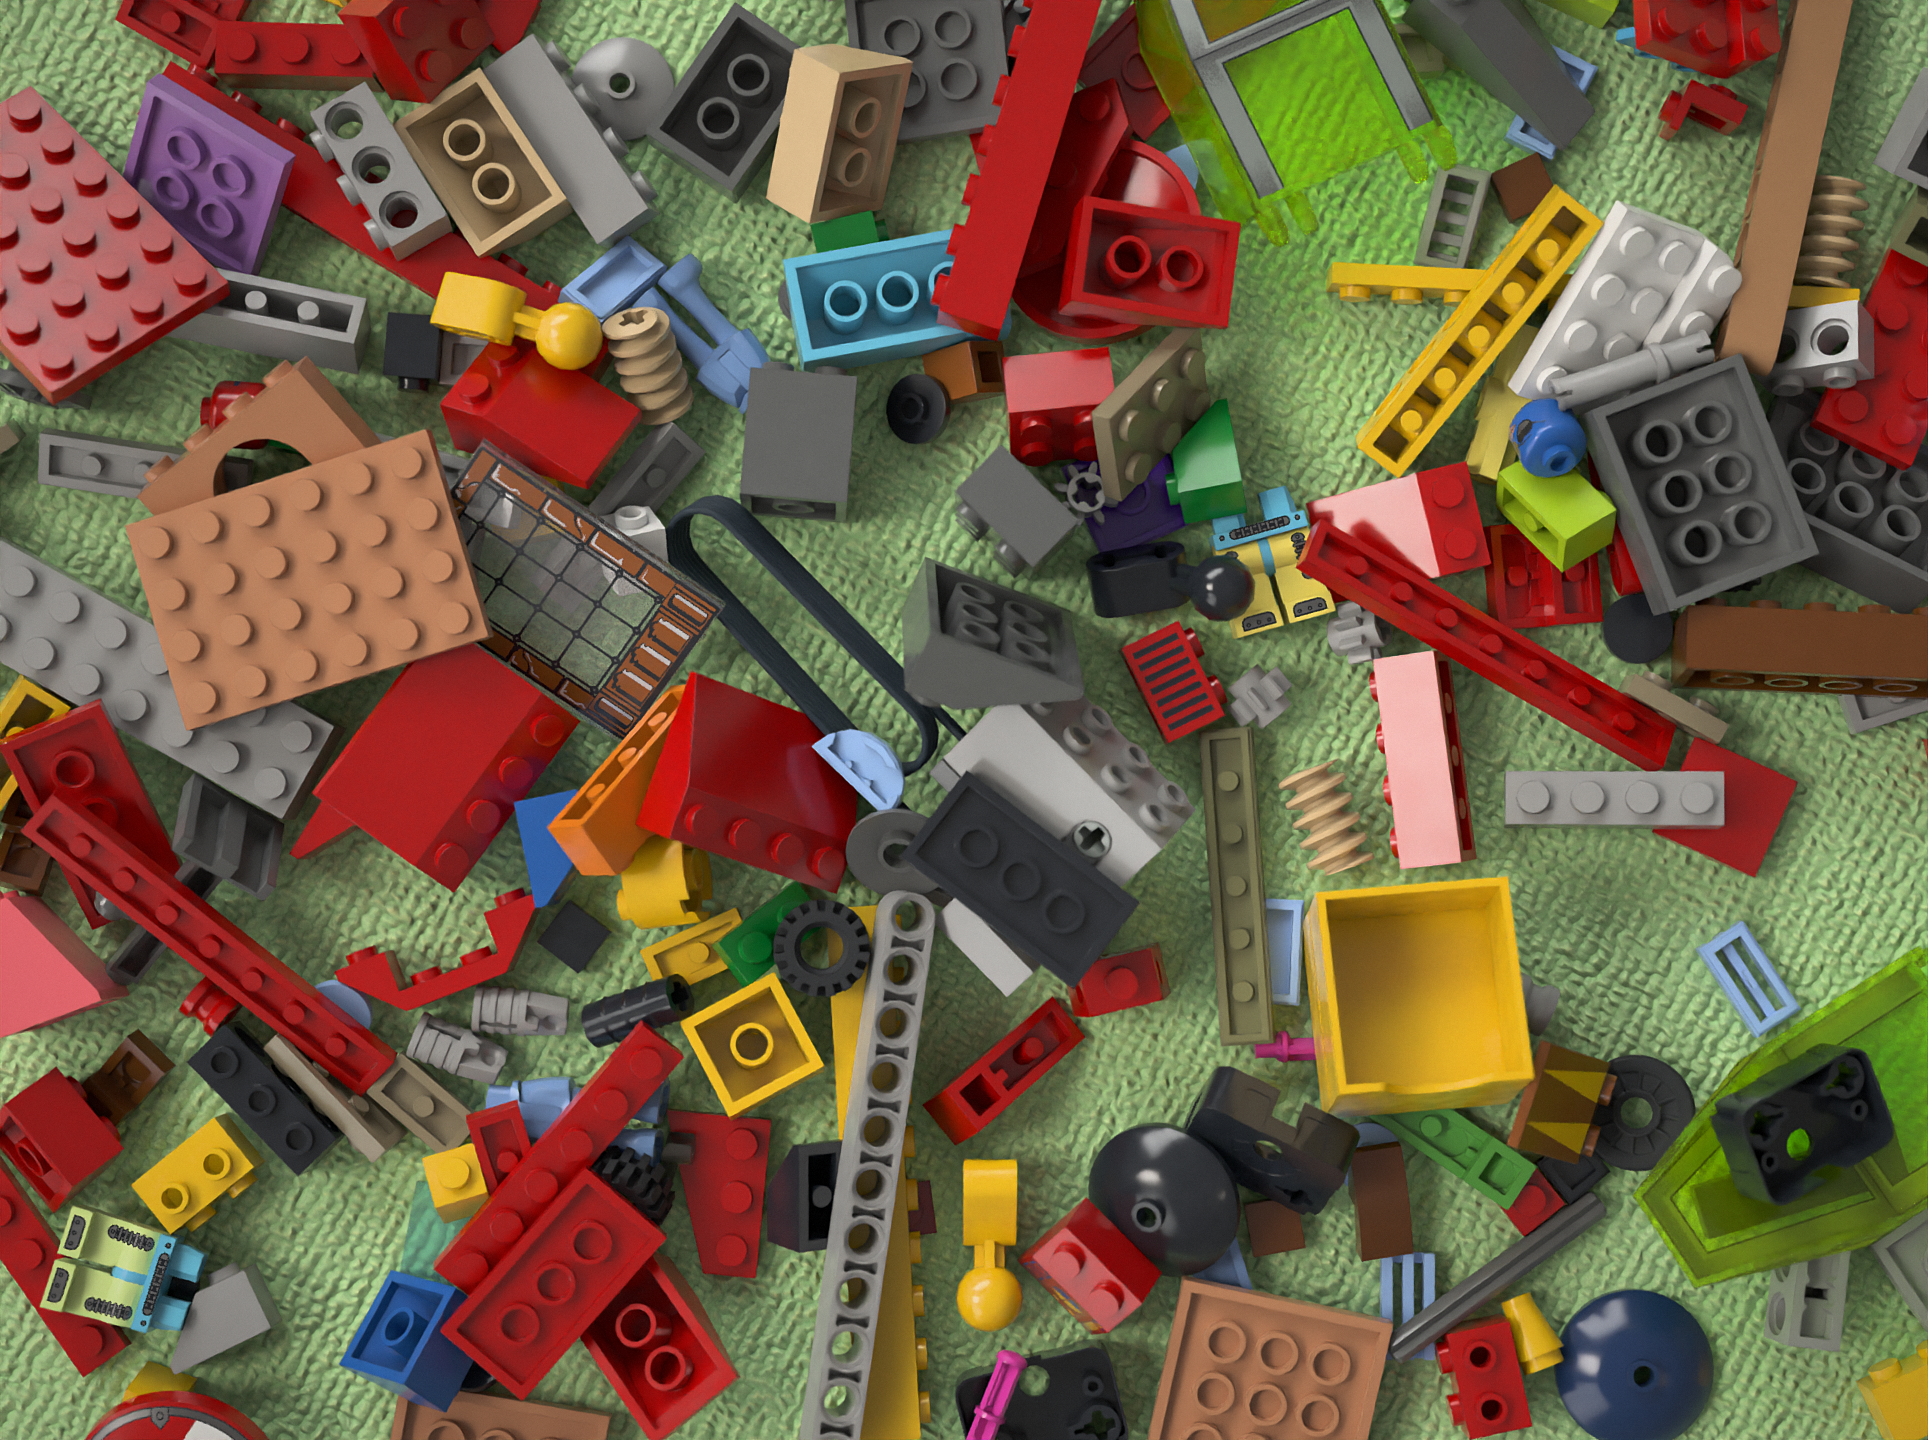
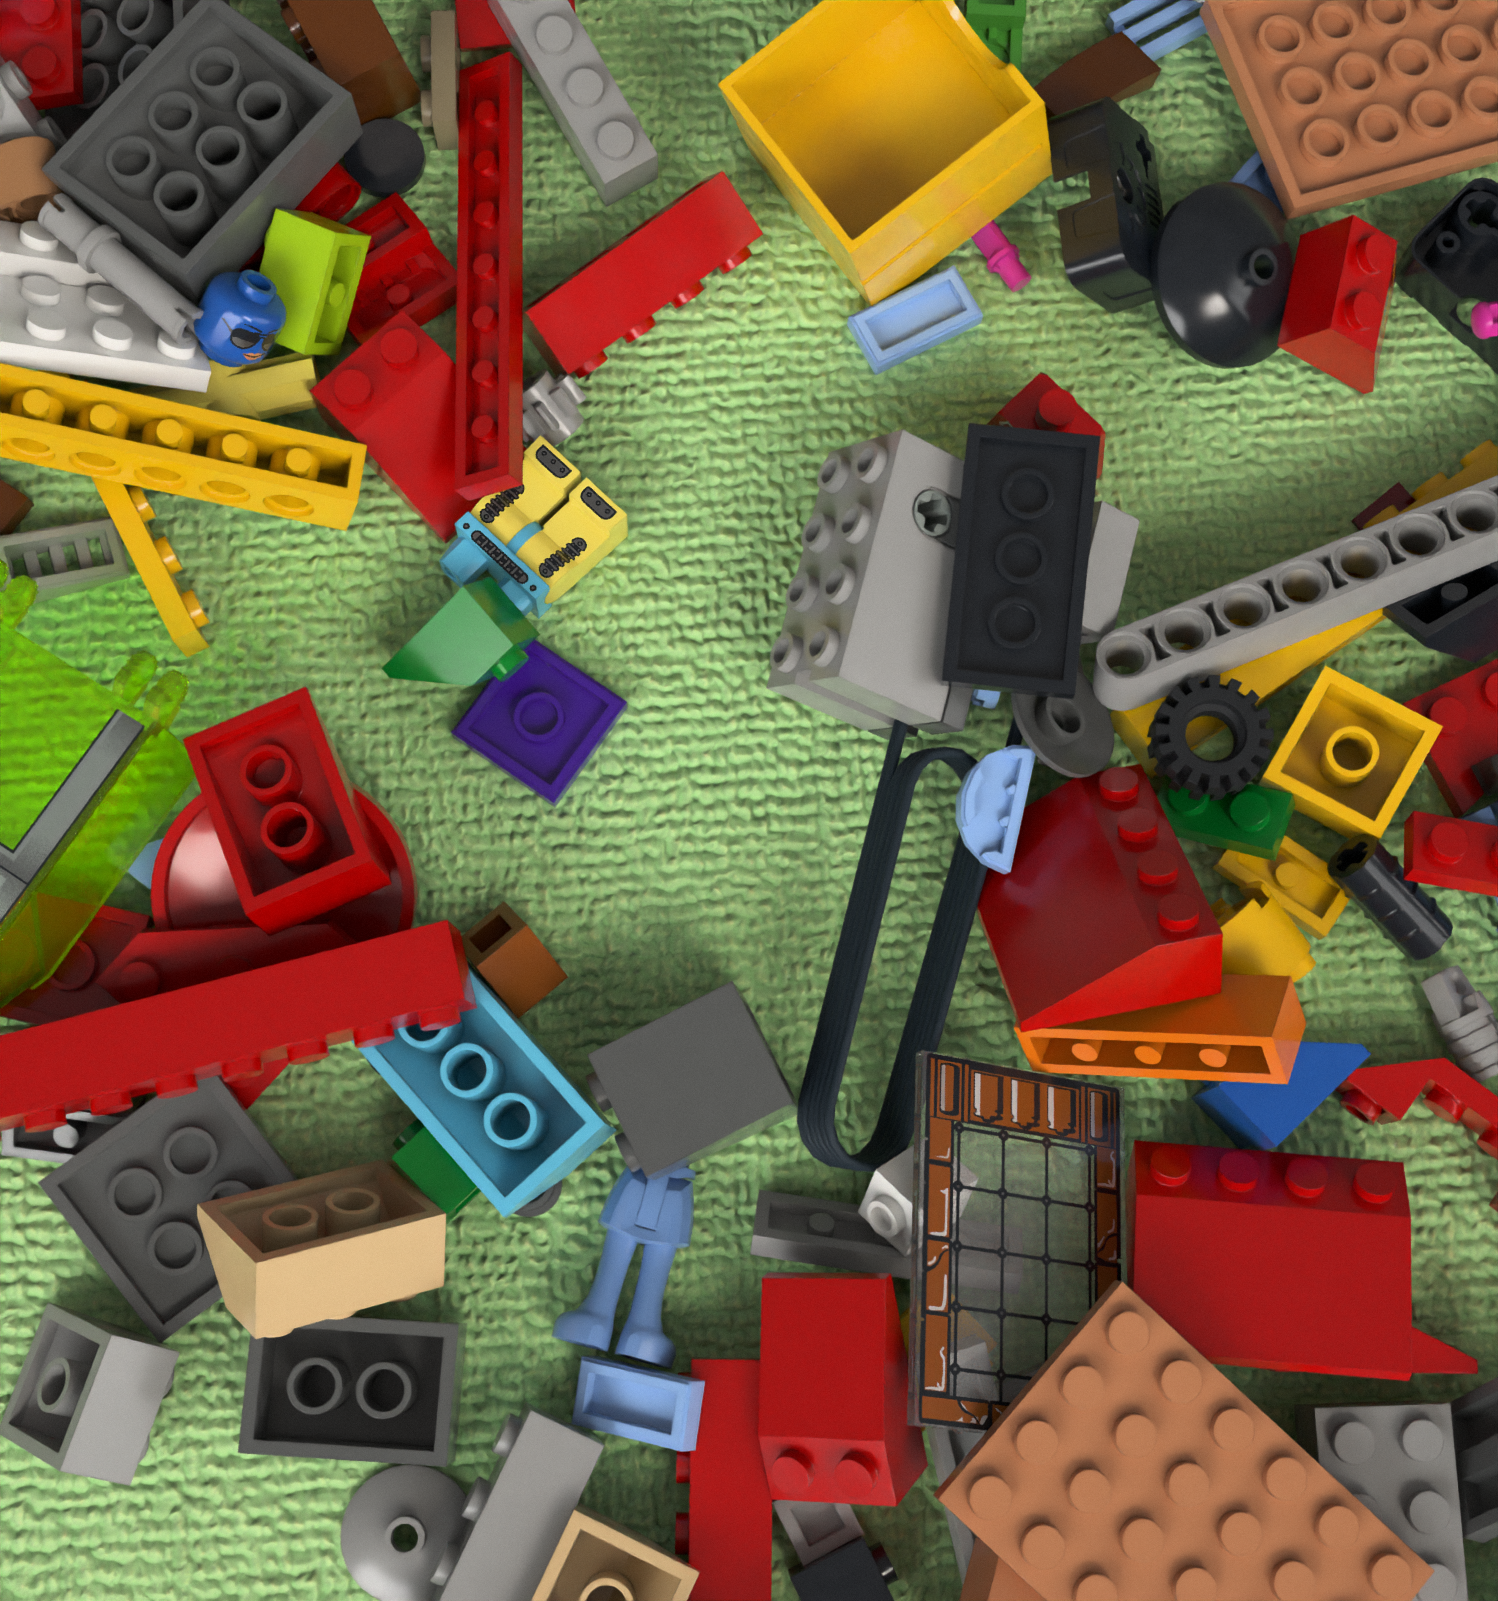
camera: 125 degrees left, 10 degrees down
(495, 312) = (731, 1411): yellow beam -> none
(574, 936) = (1352, 1015): black tile -> none
(649, 363) = (703, 1303): tan piece -> none
(918, 409) = (578, 986): black piece -> none
(985, 643) = (796, 745): dark grey slope -> none
(989, 1293) = (1355, 433): yellow beam -> none
(1003, 1072) = (1209, 502): red slope -> none
(1013, 514) = (638, 801): dark grey brick -> none
(1052, 403) = (491, 828): brick -> none
(1082, 509) = (564, 735): light grey gear -> none
(1151, 411) = (443, 724): dark tan plate -> none
(1158, 579) = (612, 632): black beam -> none
(1173, 681) = (709, 560): red brick -> none
(1237, 886) = (874, 386): olive tile -> none
(1259, 696) = (672, 467): light grey gear -> none
(1272, 1227) = (1182, 169): reddish brown tile -> none
(1326, 819) = (754, 332): tan piece -> none

